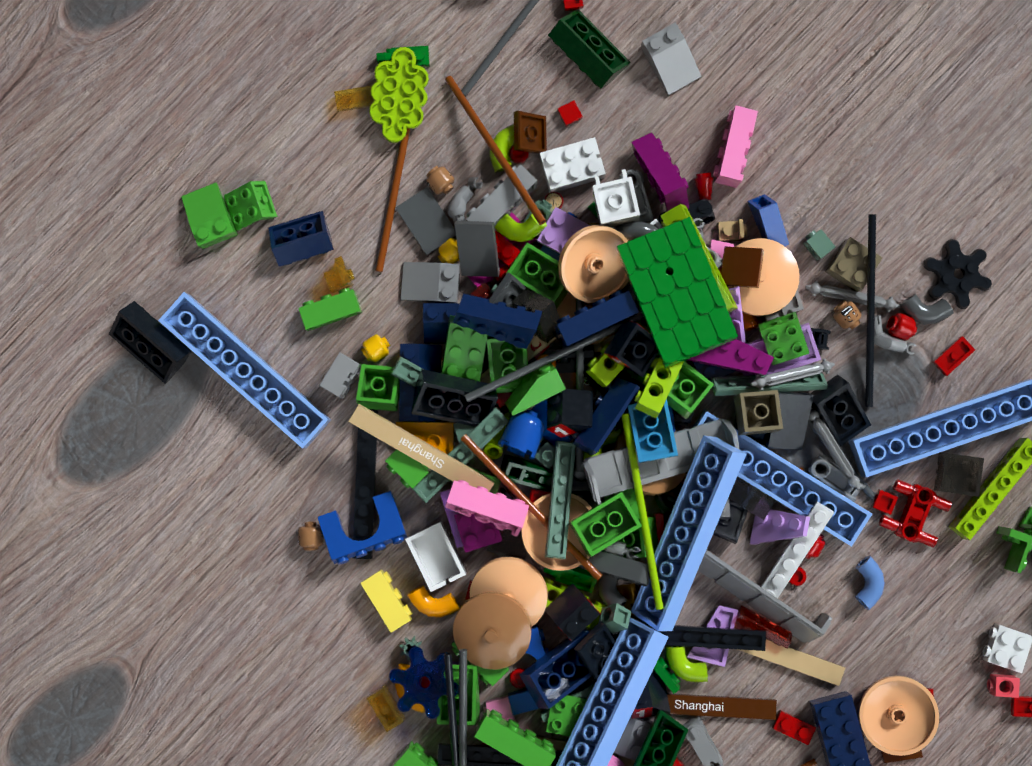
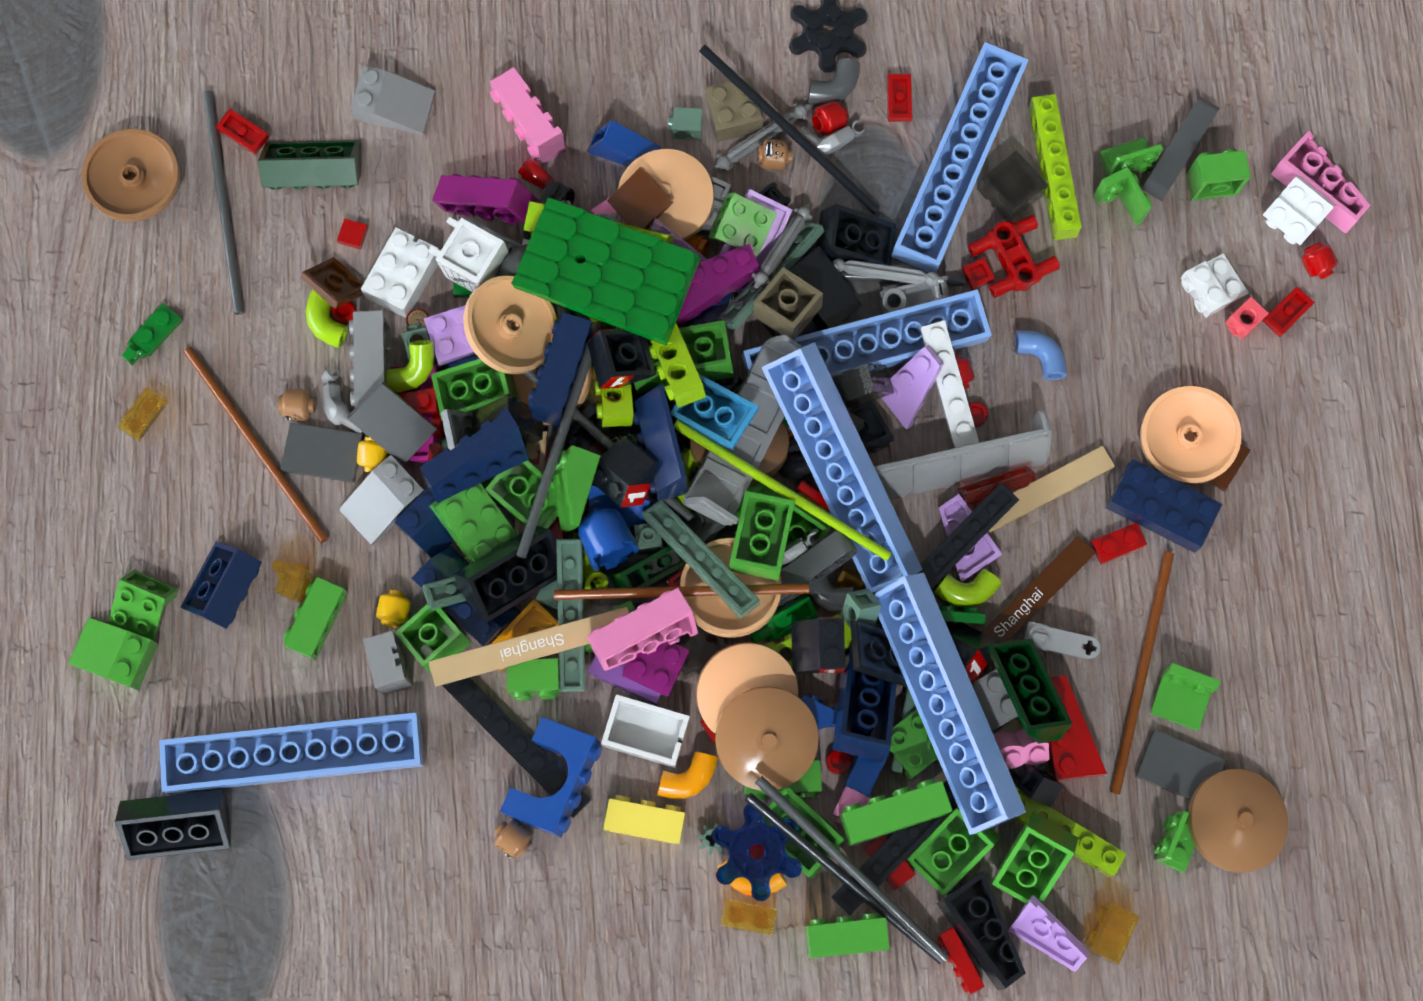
camera: 50 degrees left, 10 degrees down
(399, 94) = (180, 369): lime plate -> none
(495, 150) = (318, 323): dark orange piece -> none
(731, 230) = (600, 187): tan bracket -> none

